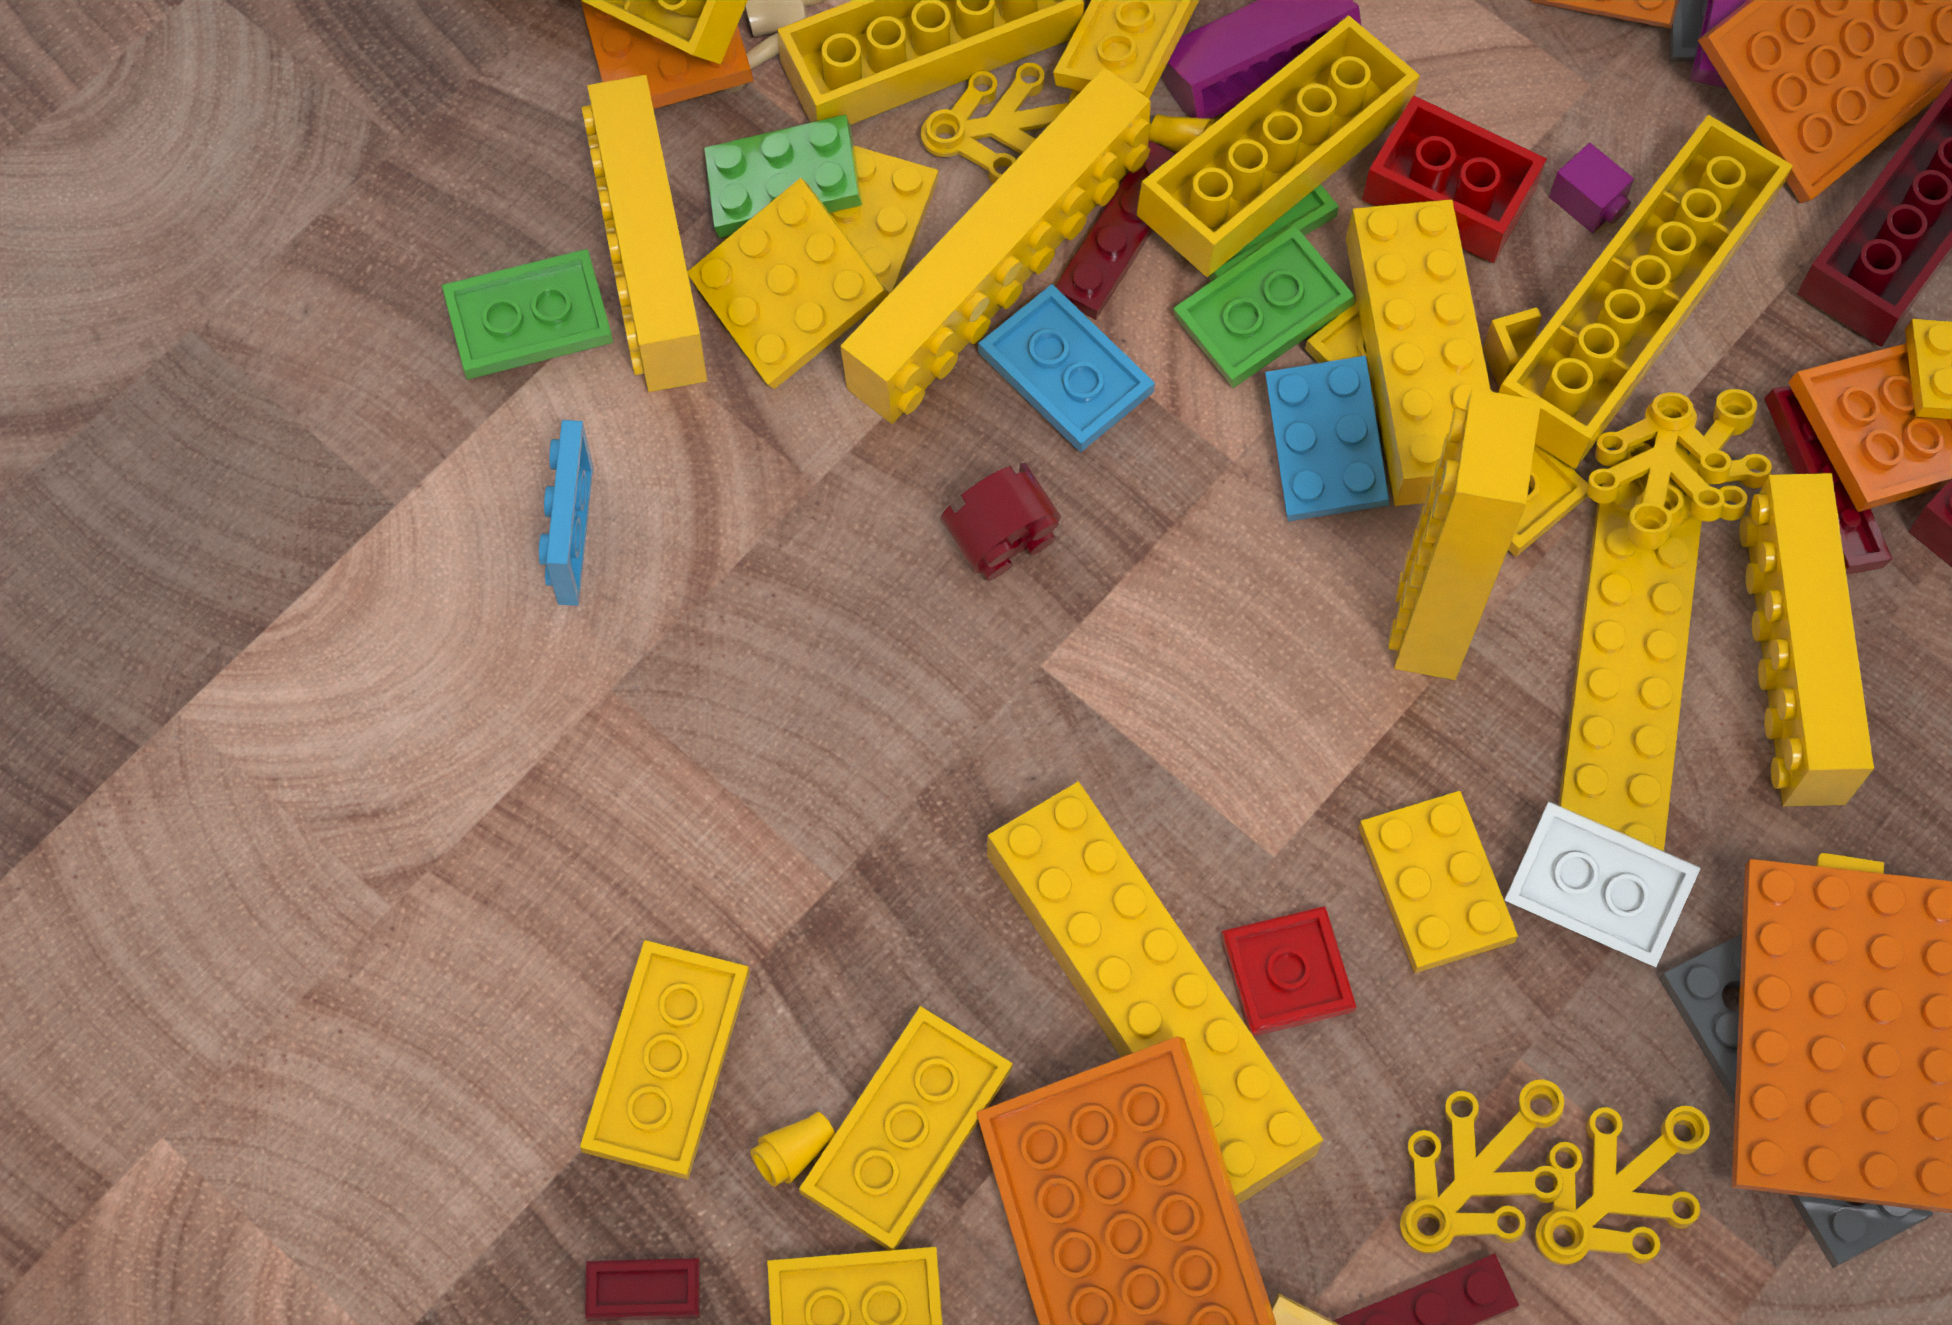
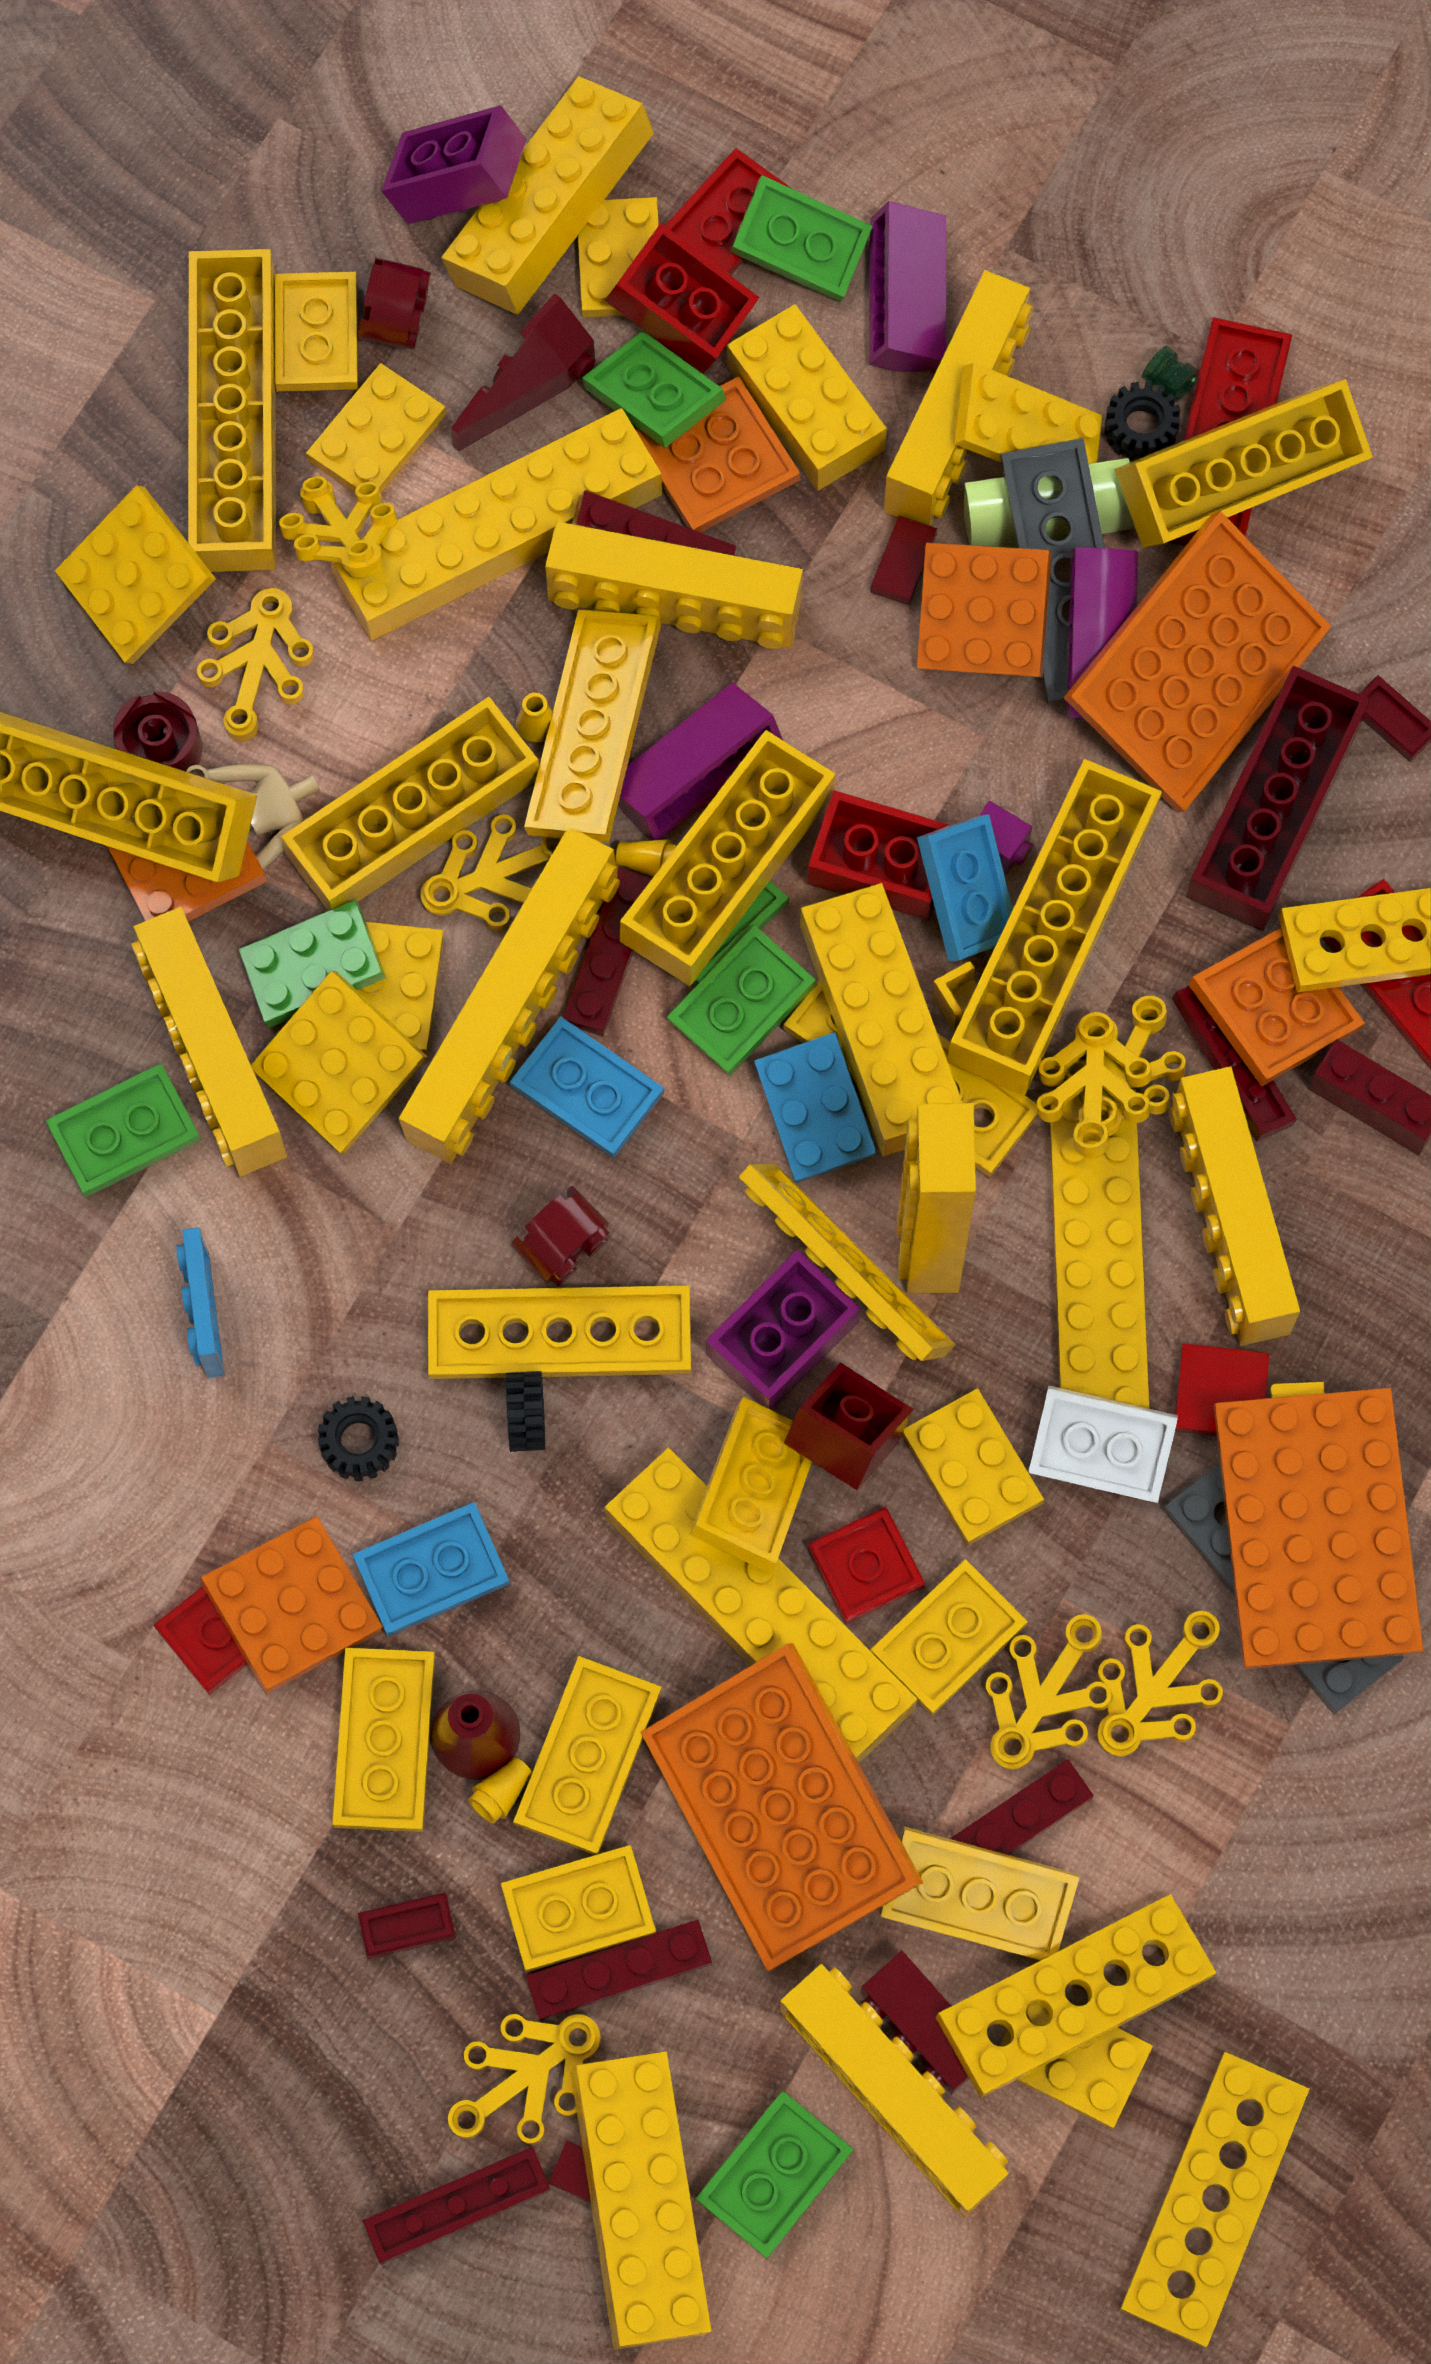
camera: 10 degrees left, 5 degrees up
(497, 893) = (202, 1641): none -> red tile
(592, 878) = (291, 1604): none -> orange plate
(707, 675) = (358, 1464): none -> black tyre
(767, 870) = (431, 1569): none -> dark azure plate
(776, 1074) = (475, 1734): none -> dark red cone
(917, 708) = (525, 1411): none -> black tyre
(992, 661) = (539, 1309): none -> yellow plate
(1174, 846) = (752, 1488): none -> yellow plate
(1240, 677) = (782, 1330): none -> magenta brick
(1298, 800) = (848, 1426): none -> dark red brick
(1339, 626) = (855, 1271): none -> yellow plate
(1375, 1075) = (949, 1637): none -> yellow plate
(1548, 223) = (966, 885): none -> dark azure plate
(1742, 830) = (1216, 1376): none -> red tile

